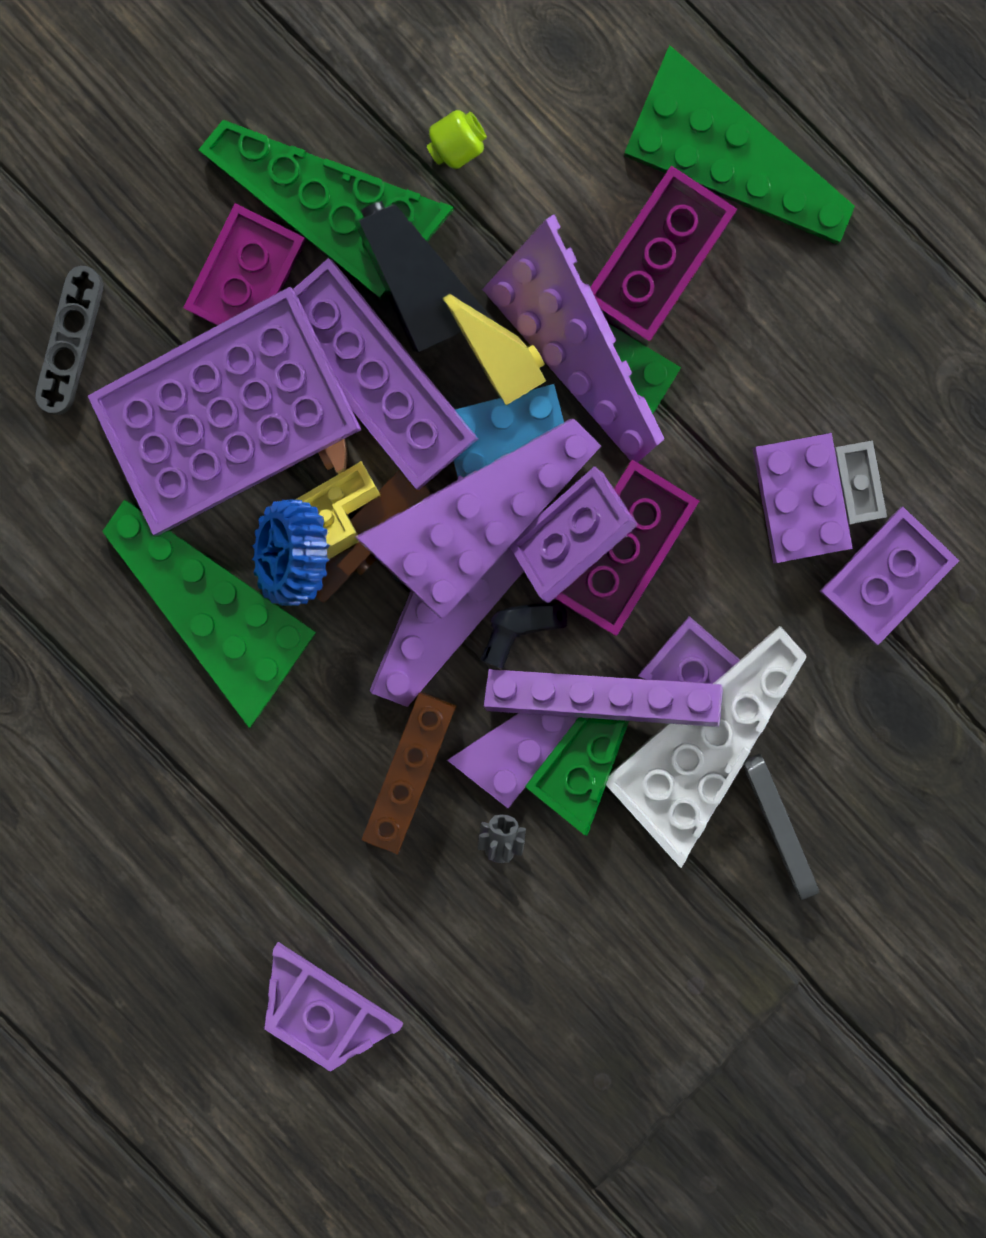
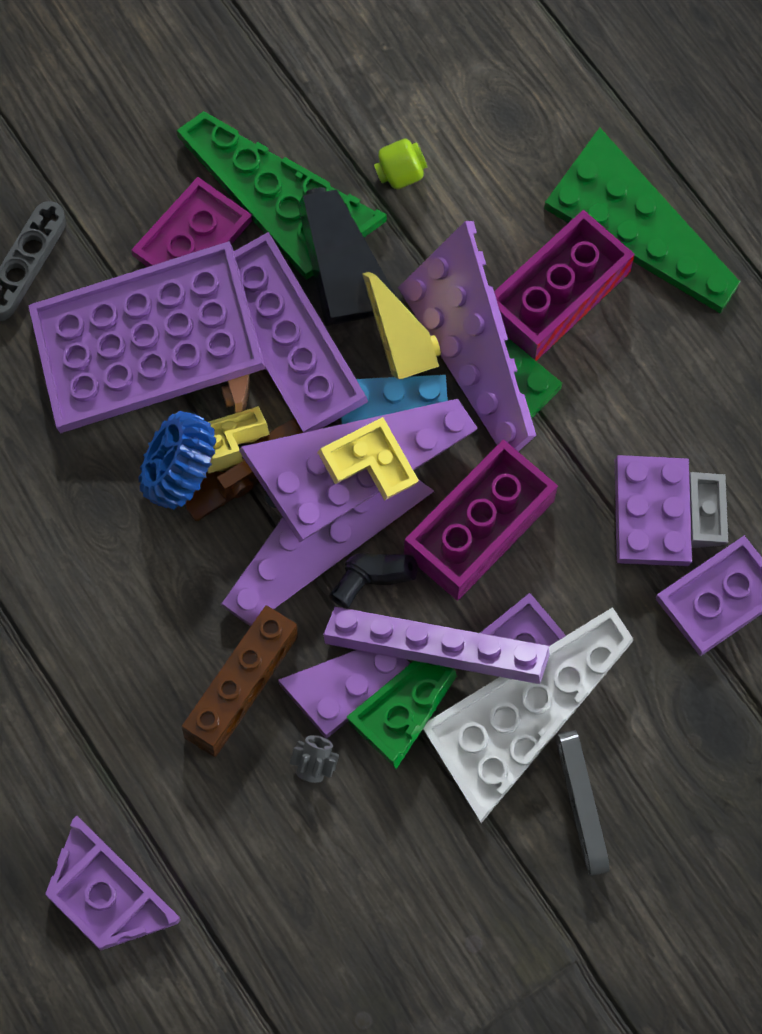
camera: 10 degrees right, 20 degrees down
(223, 620) = (102, 521): green wing -> none
(500, 510) = (370, 449): none -> light yellow plate
(572, 534) = (442, 487): medium lavender plate -> none

